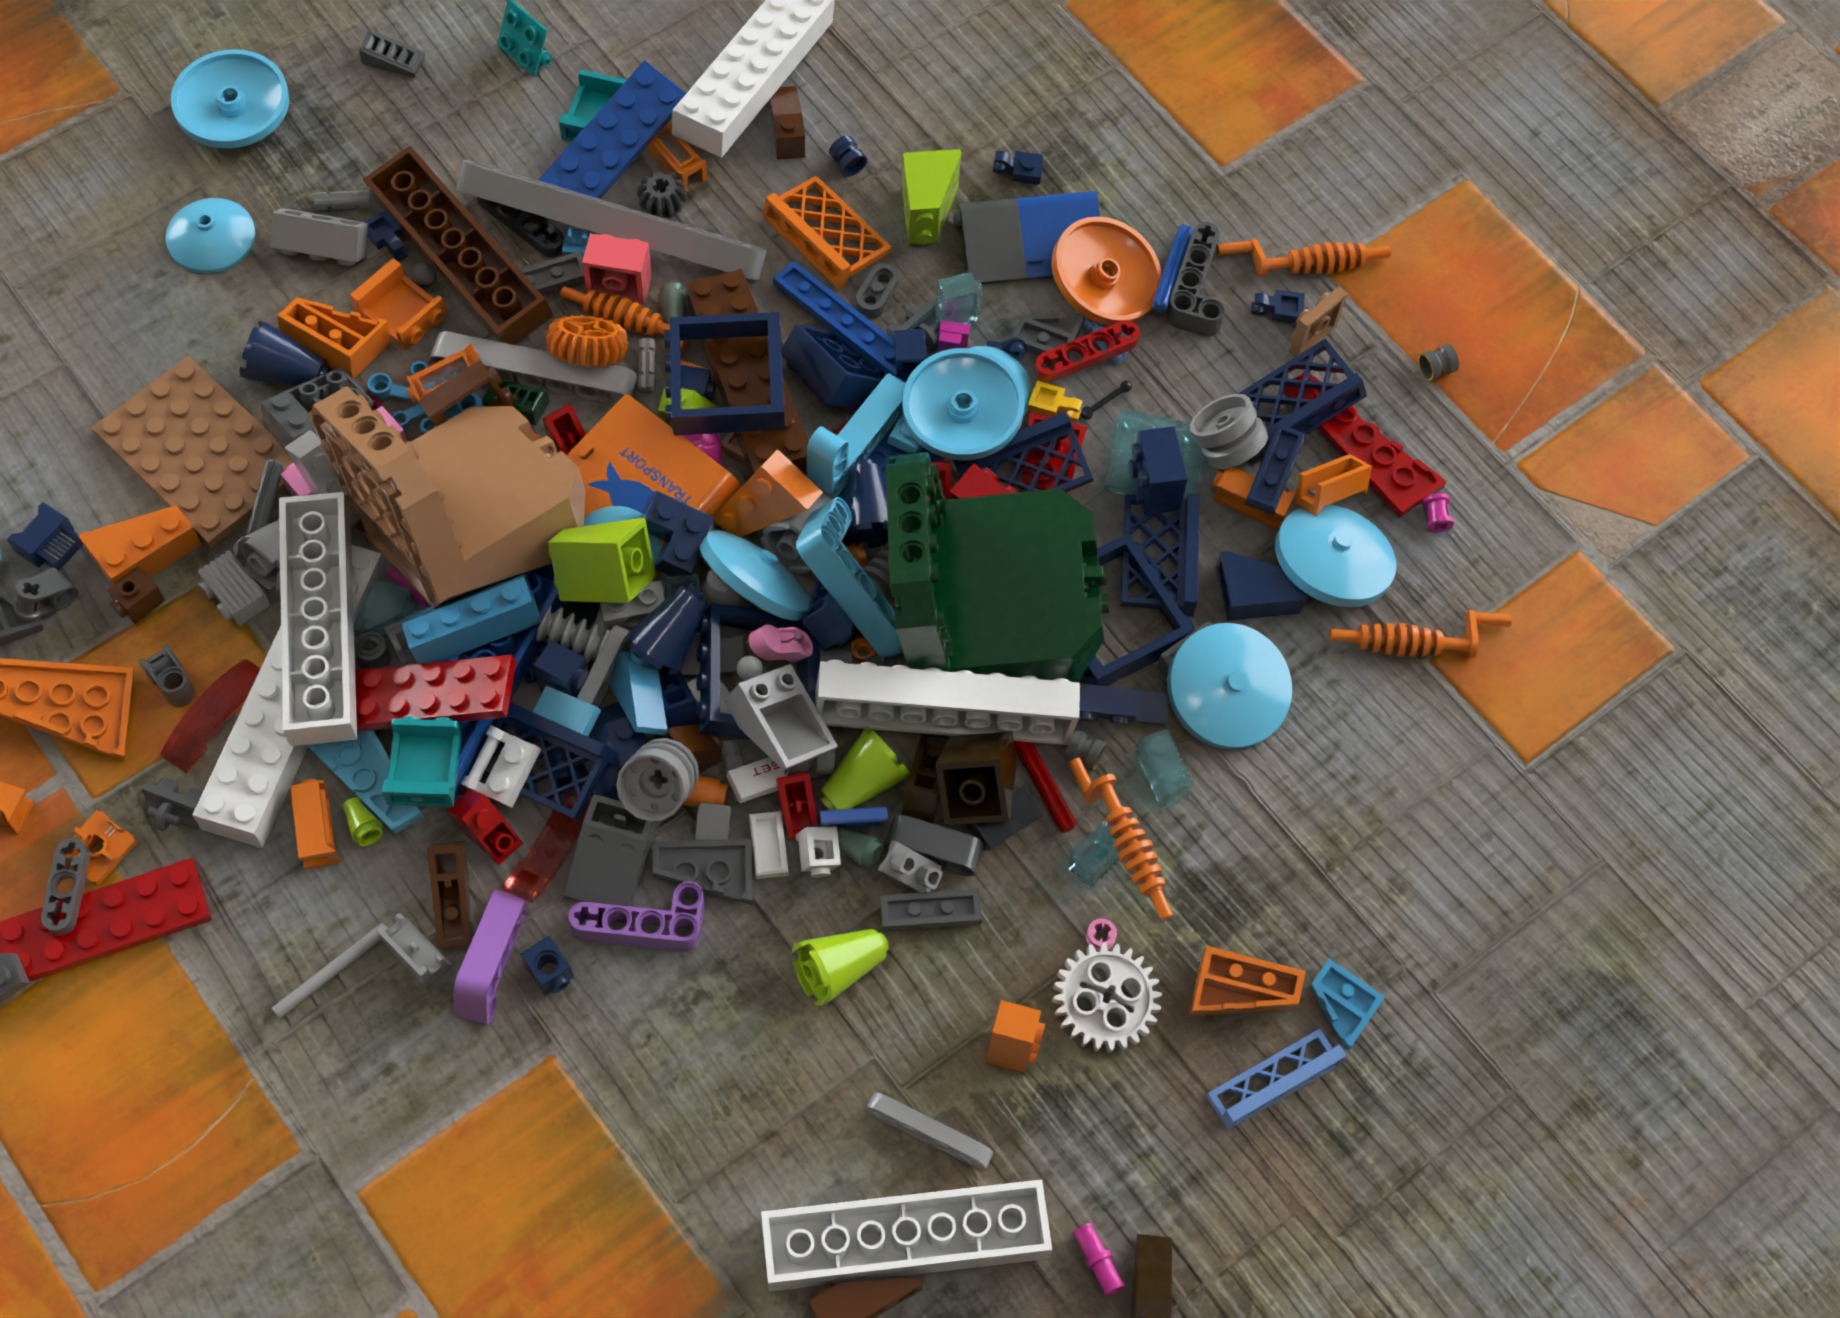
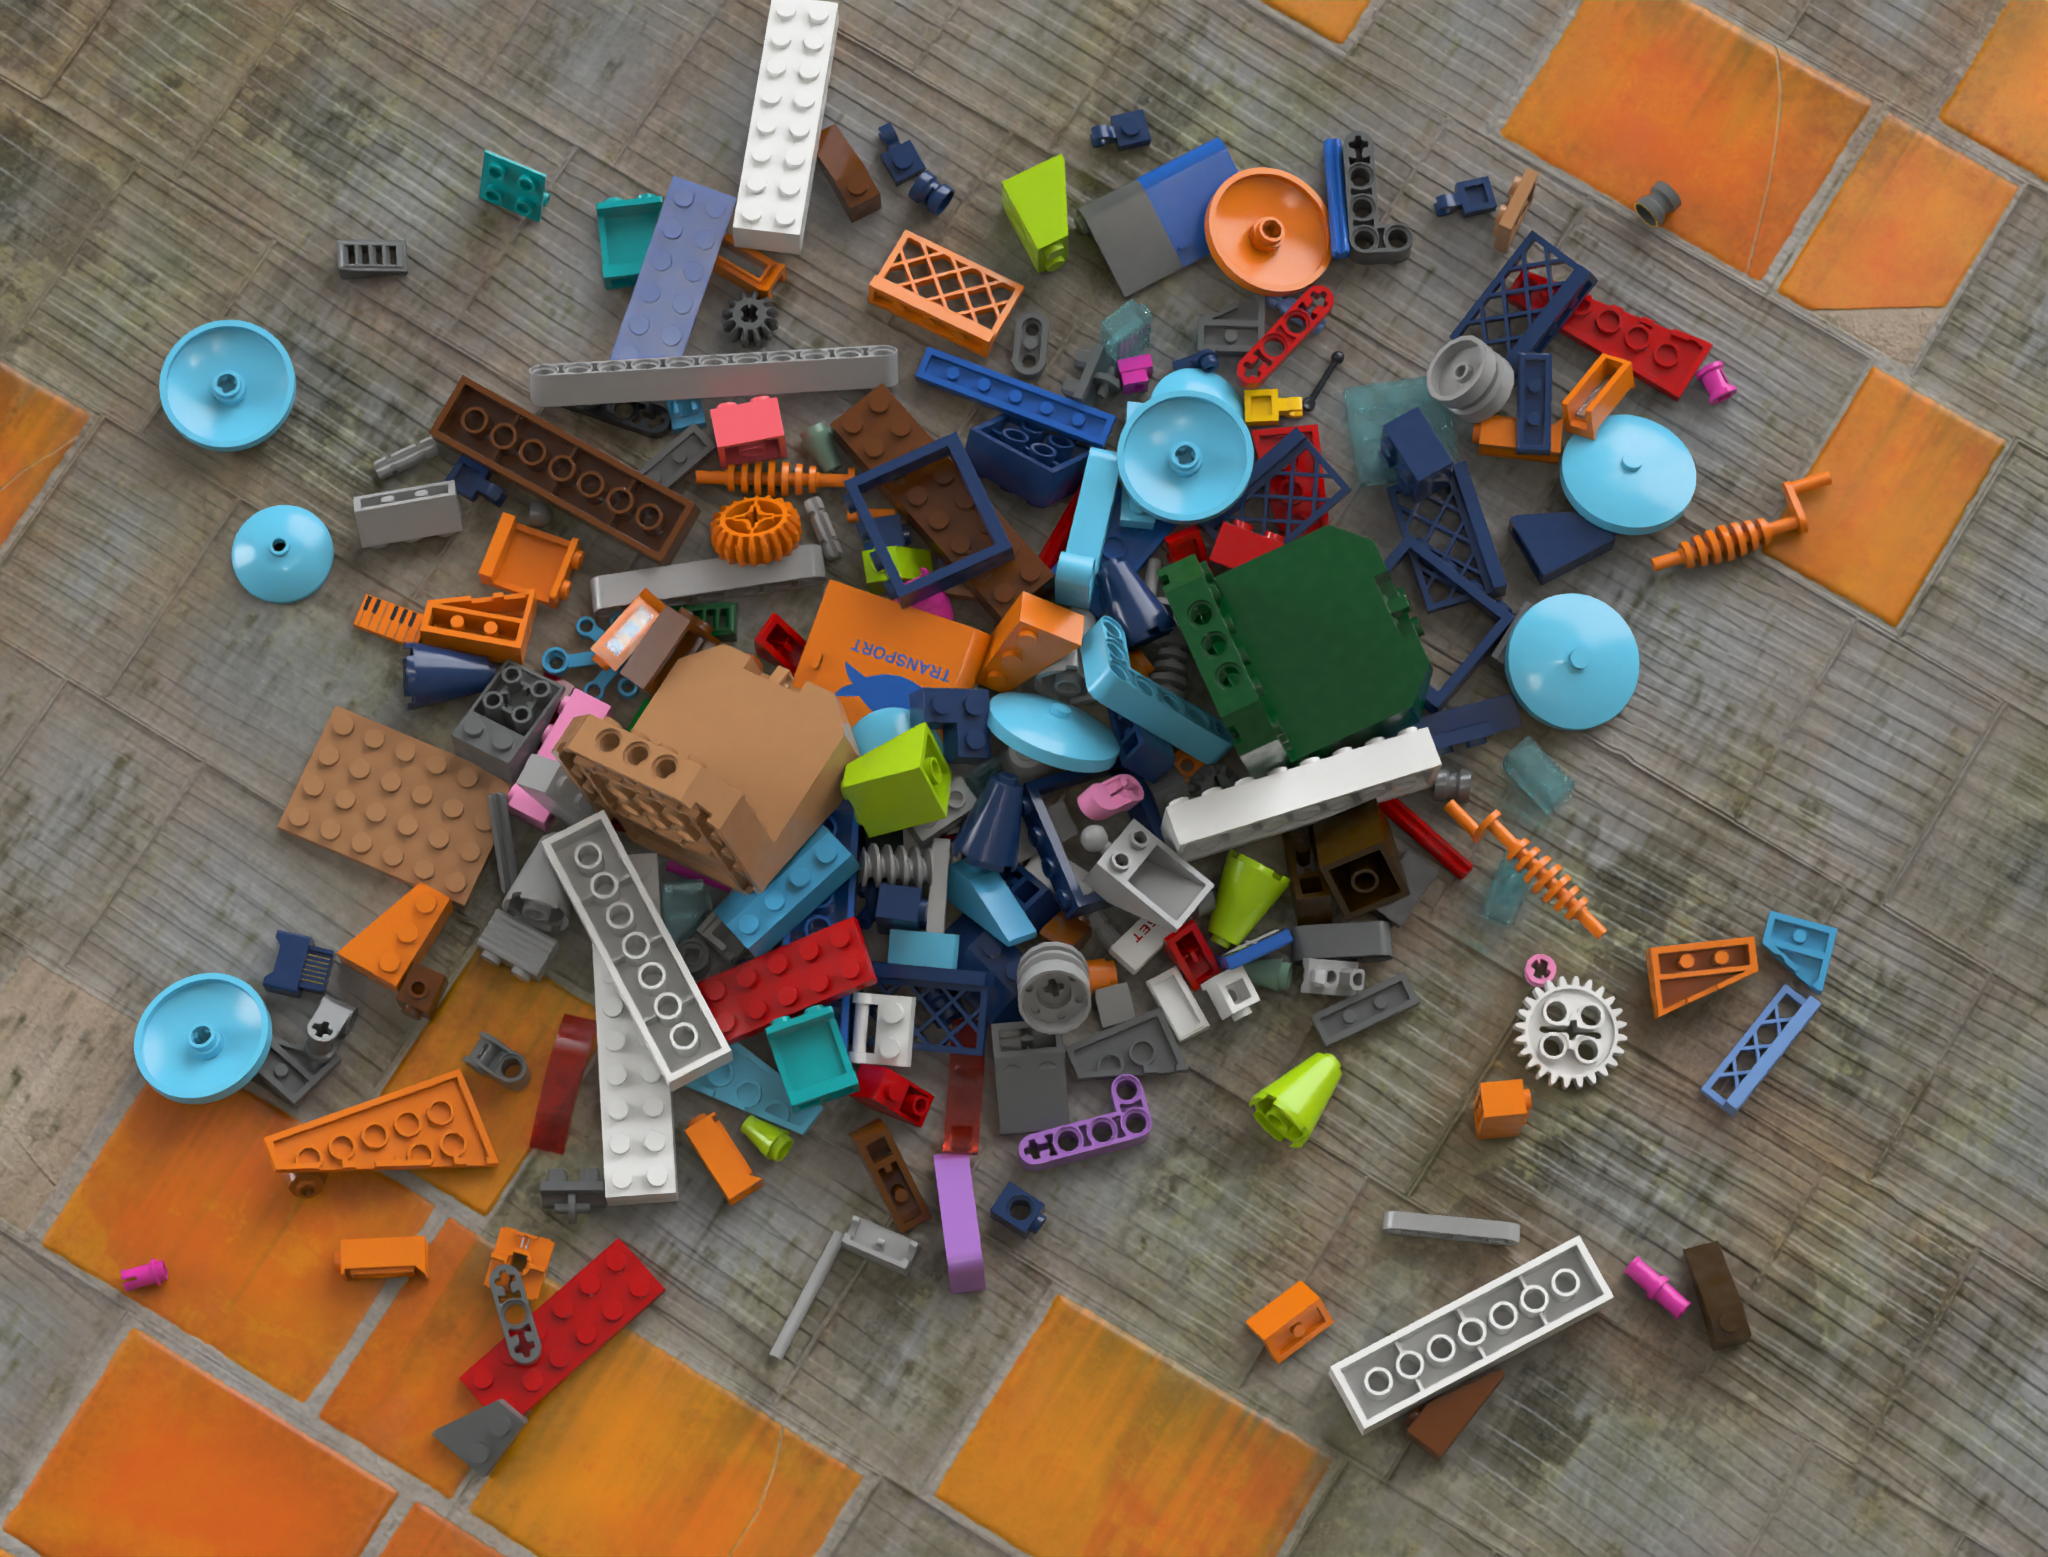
camera: 15 degrees left, 10 degrees up
(260, 306) = (388, 621): none -> orange tile
(747, 1159) = (1290, 1321): none -> orange panel
(835, 124) = (899, 159): none -> dark blue plate
(909, 350) = (1102, 414): dark blue brick -> none
(1314, 259) = (1486, 125): orange piece -> none

